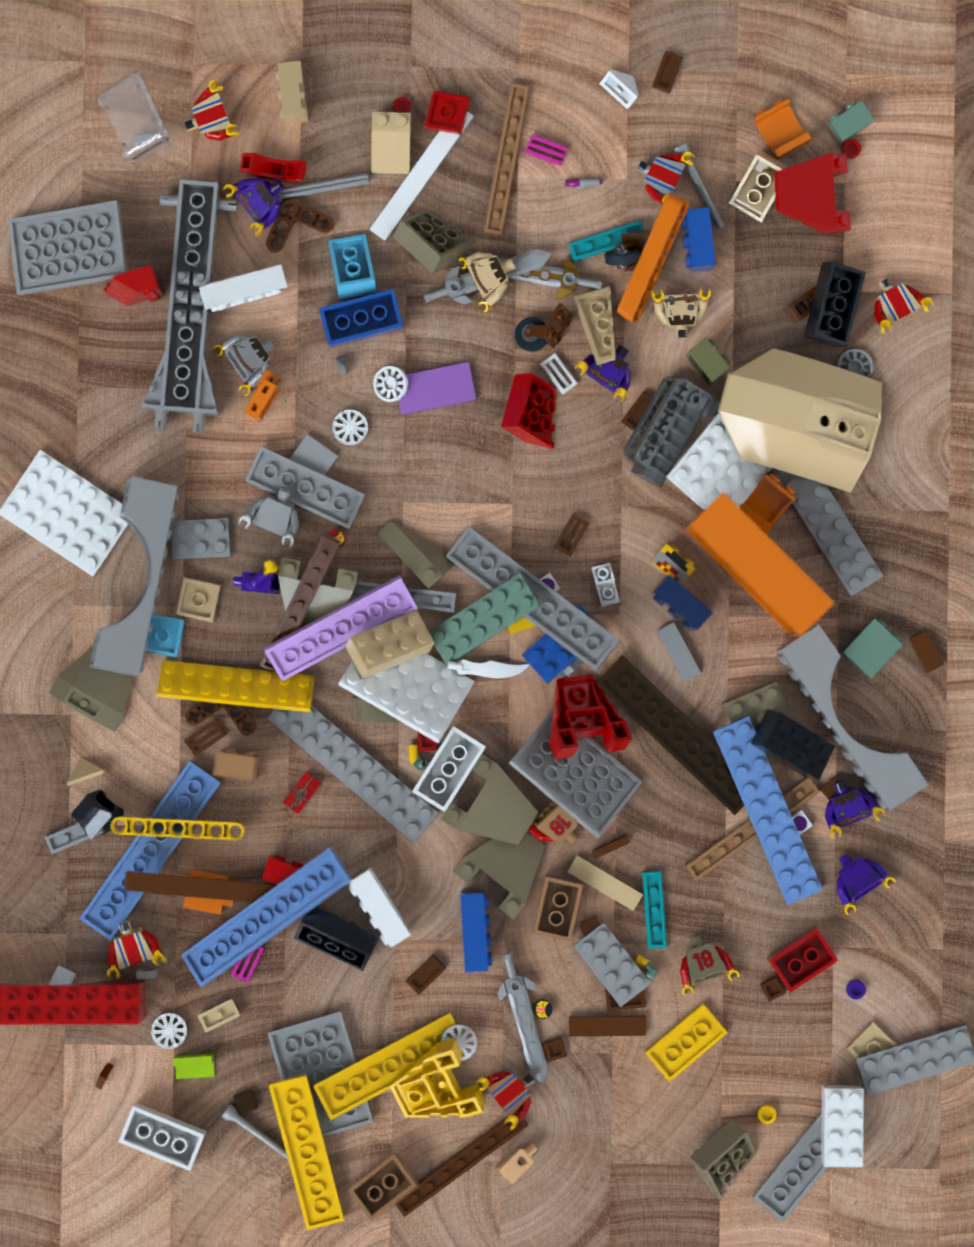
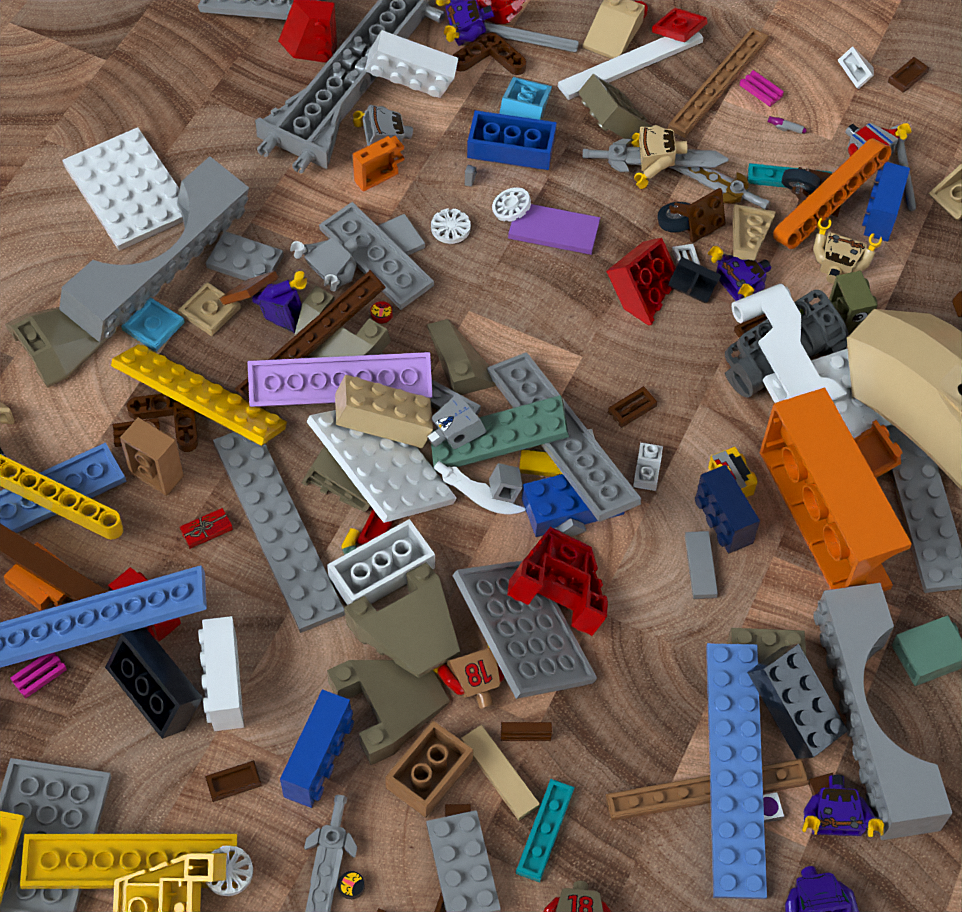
camera: 20 degrees right, 30 degrees down
(224, 575) = (249, 288): none -> dark orange tile
(449, 628) = (456, 424): none -> light grey torso
(507, 655) = (505, 483): none -> light grey brick
(571, 394) = (694, 280): none -> black panel
(652, 971) = (507, 895): arm -> none
(671, 730) = (658, 642): dark brown plate -> none
(672, 446) = (783, 342): none -> white door

